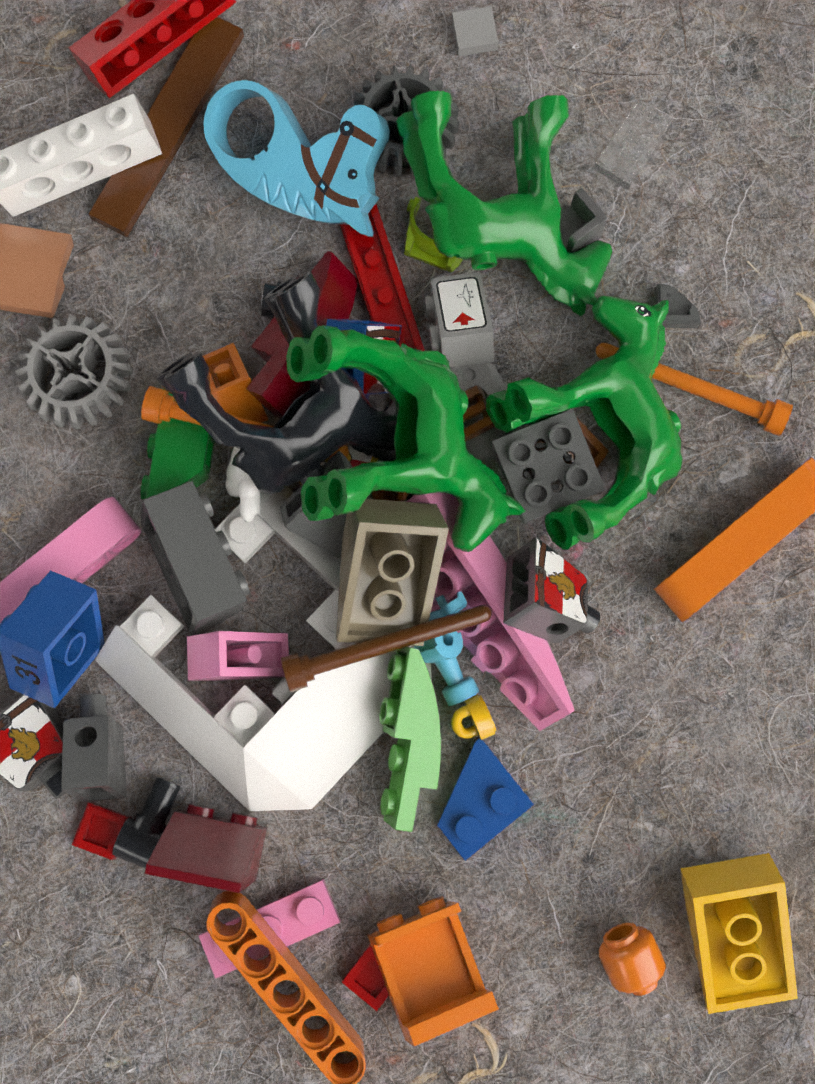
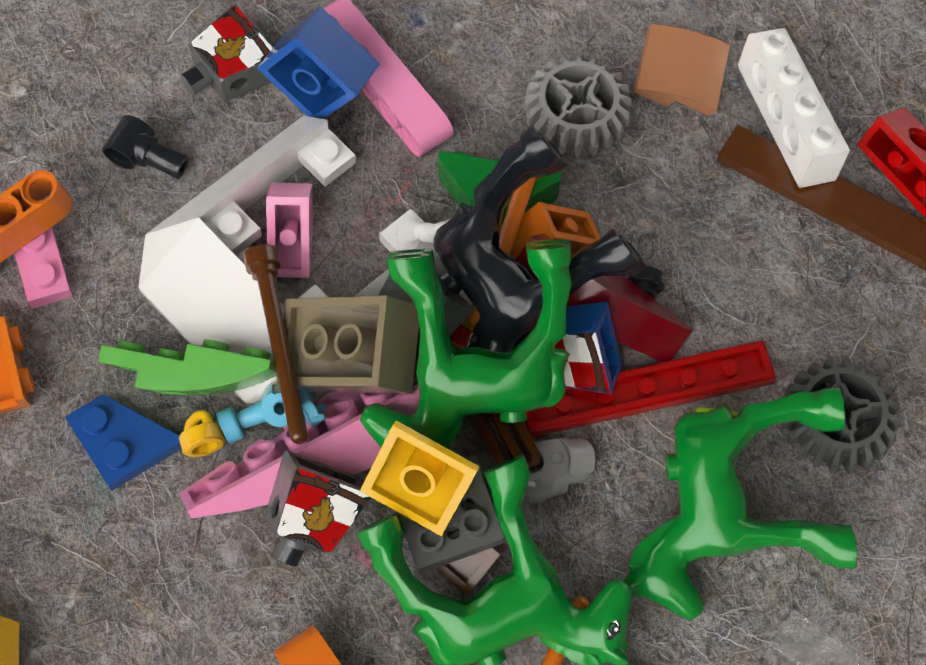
camera: 90 degrees right, 15 degrees down
(93, 753) = (214, 103): dark grey torso -> none
(99, 830) = (151, 110): red tile -> none
(193, 557) = (383, 184): dark grey slope -> none
(209, 849) = (107, 183): dark red slope -> none
(319, 181) = (773, 306): medium azure animal -> none
(461, 319) = (613, 447): brick -> none
(532, 482) = (419, 478): none -> yellow slope
(581, 222) = (720, 583): flat silver panel -> none

